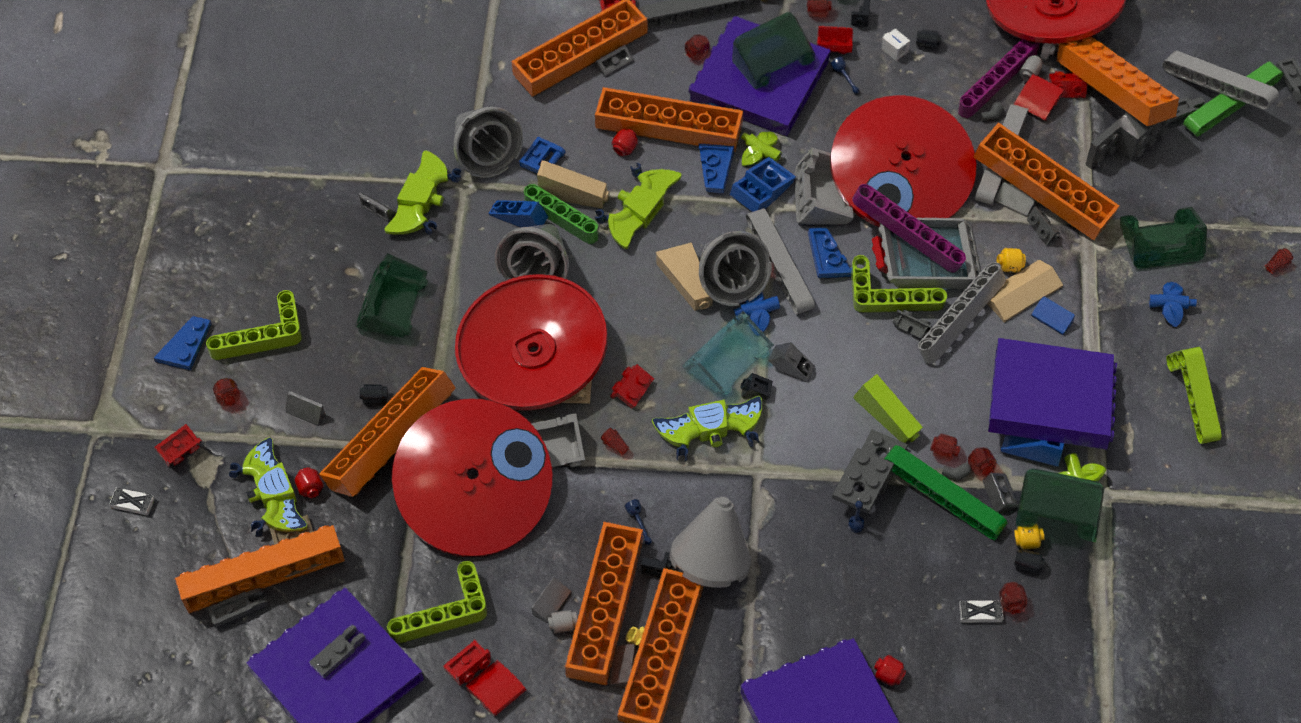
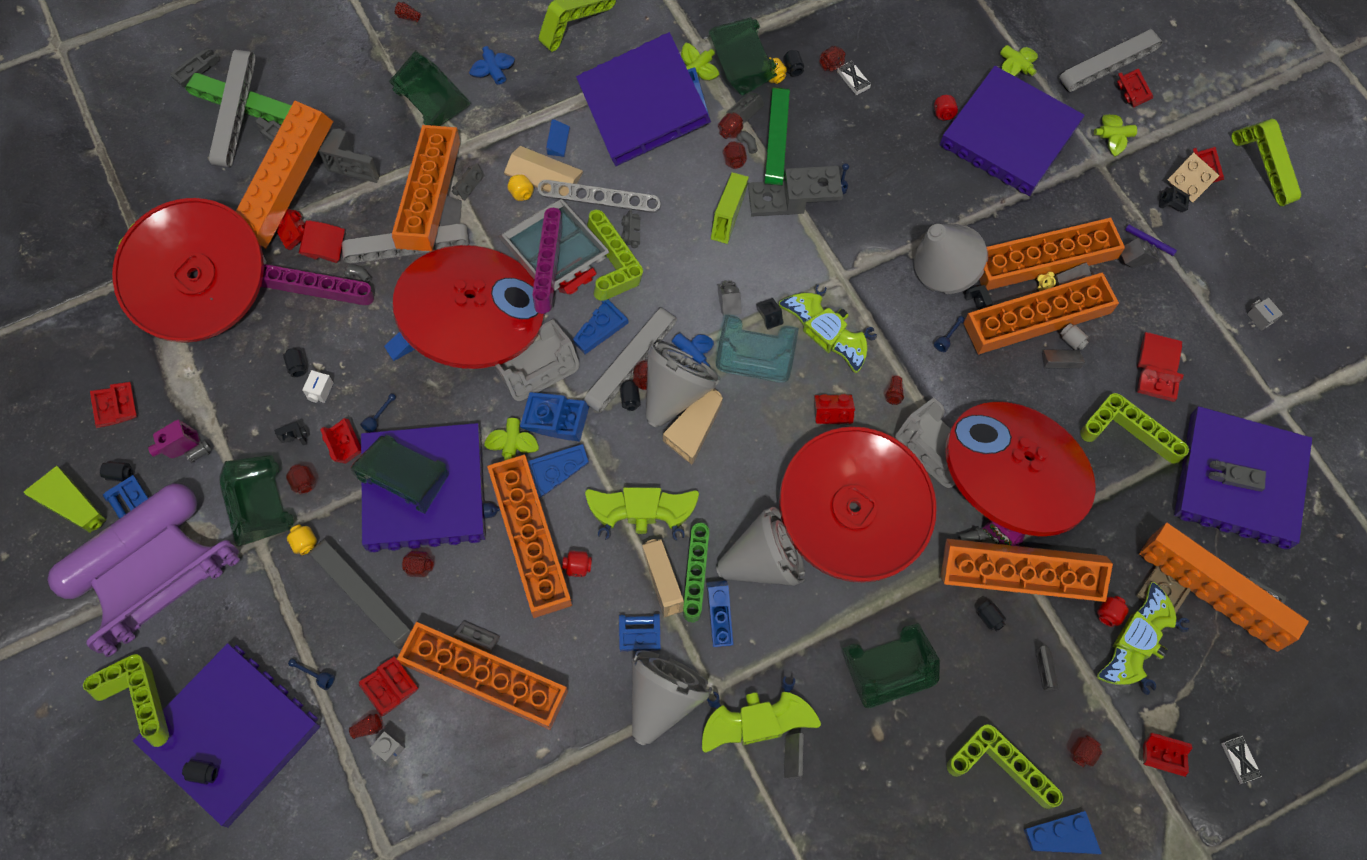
camera: 125 degrees left, 10 degrees up
(1031, 66) = (289, 261): light grey brick -> none

